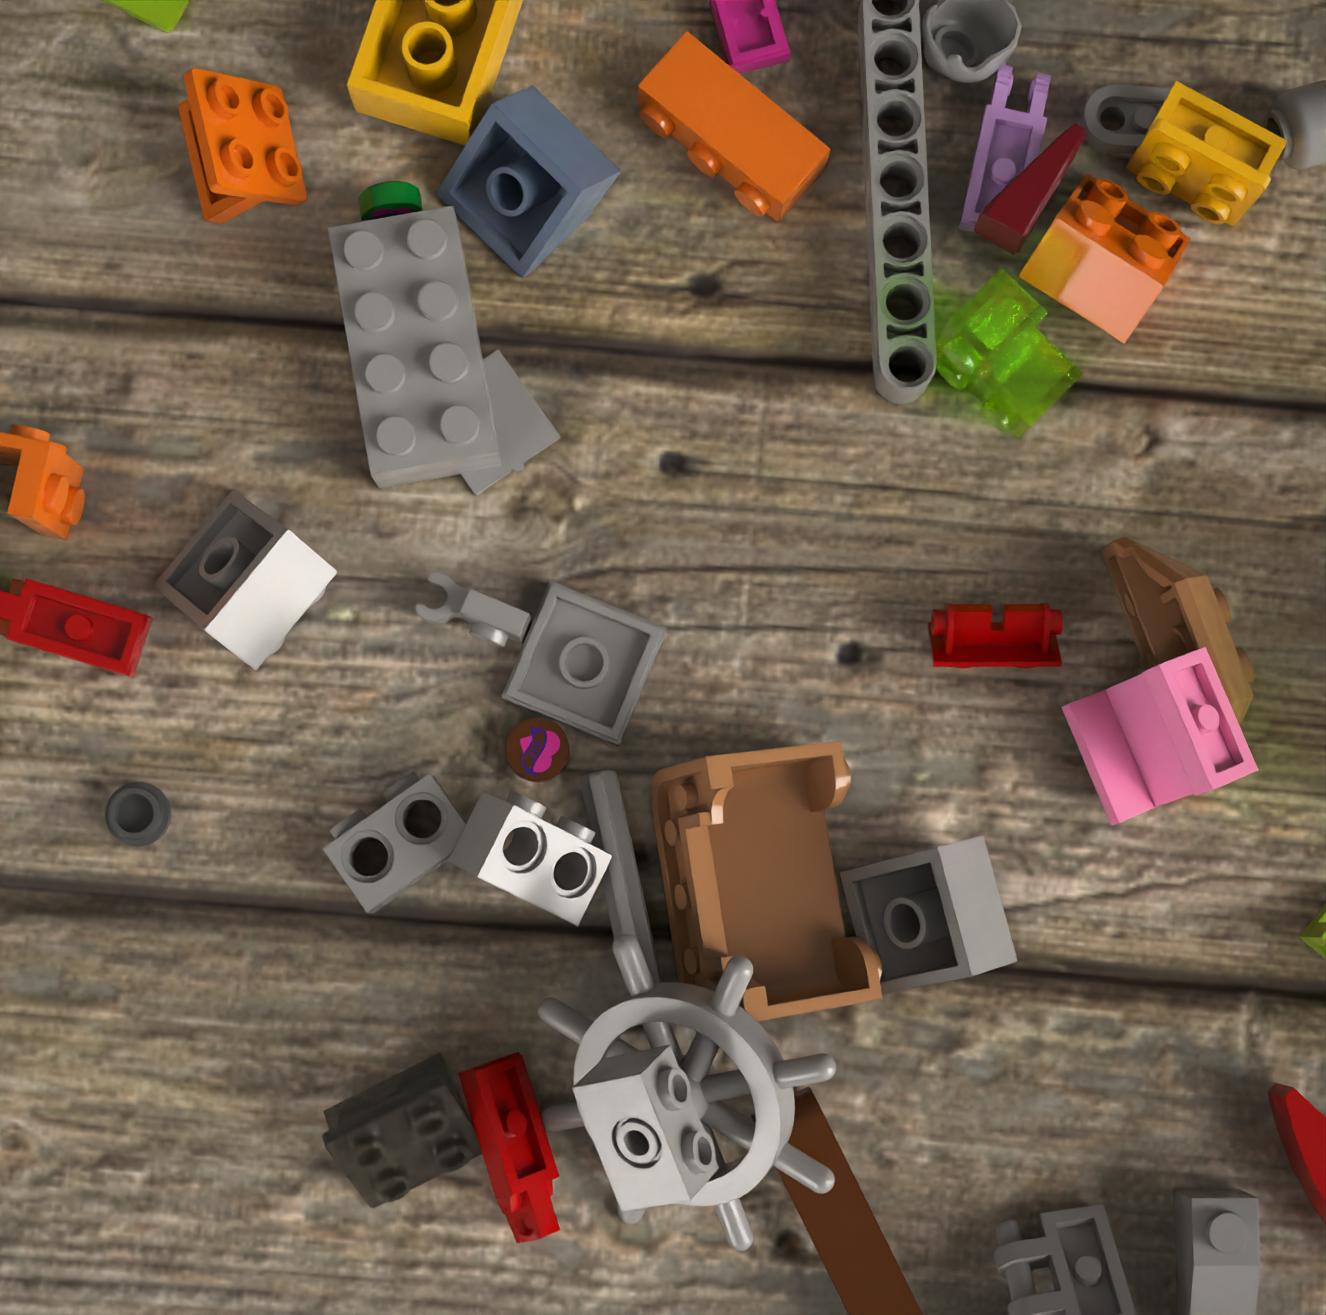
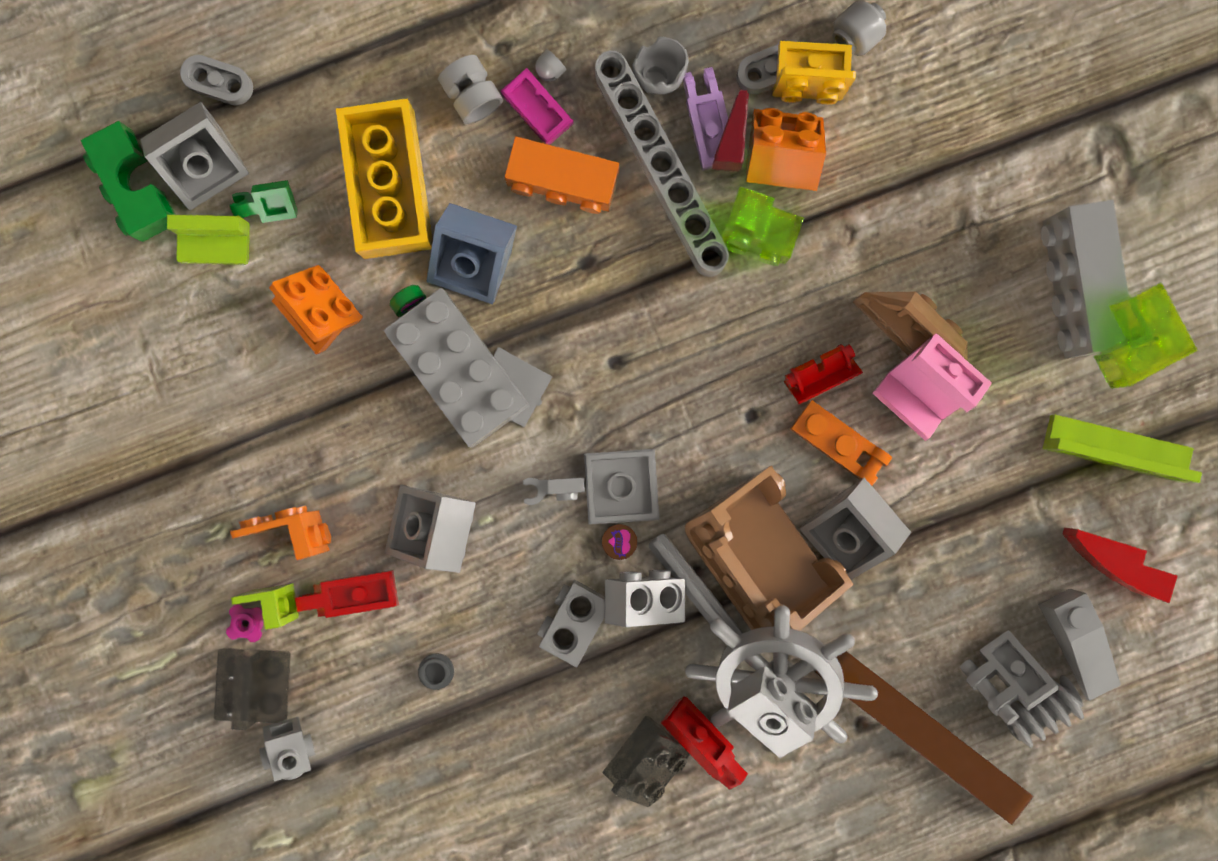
camera: 20 degrees left, 5 degrees up
(971, 763) = (839, 442): none -> orange plate

